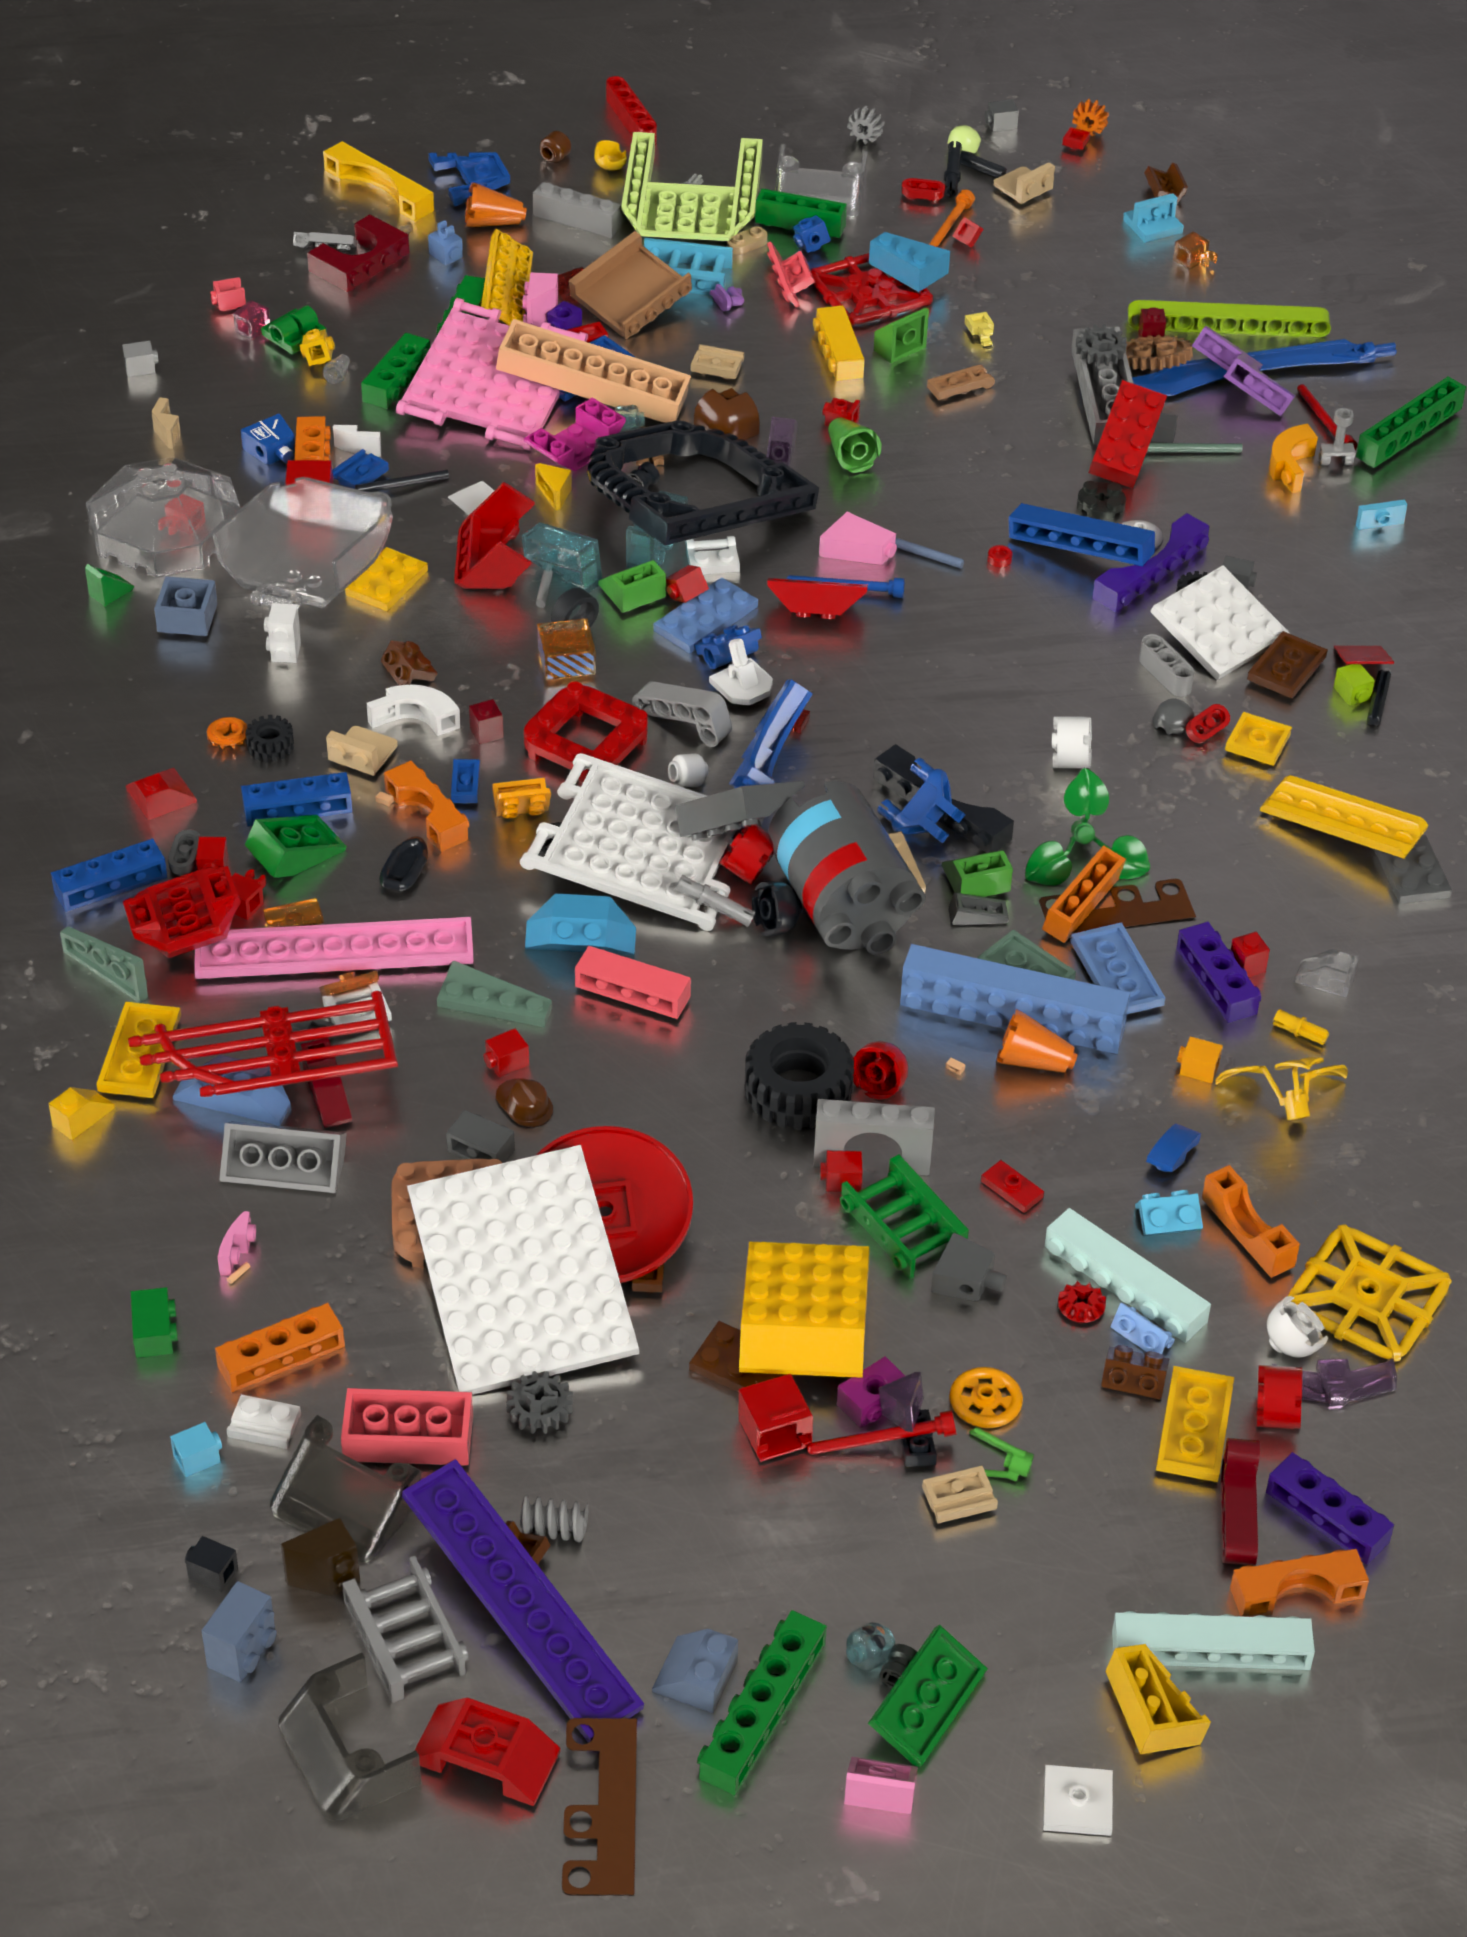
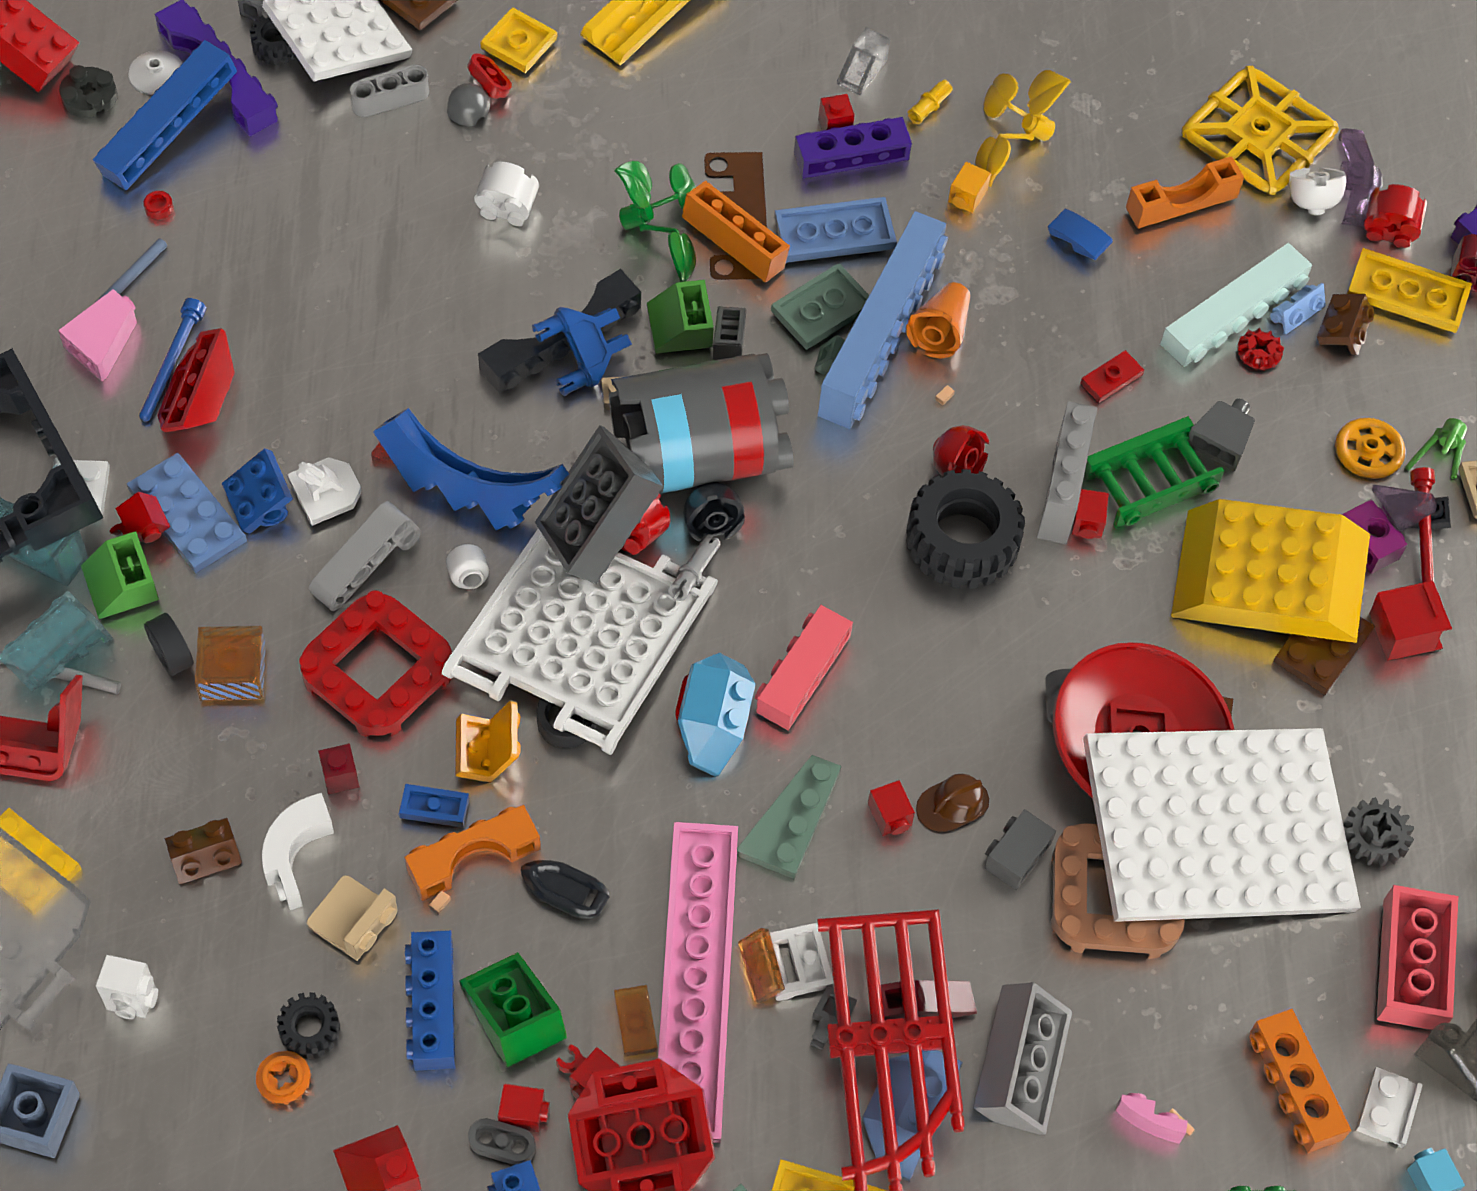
camera: 85 degrees left, 15 degrees up
(1169, 1214) = (1158, 255): medium azure bracket -> none

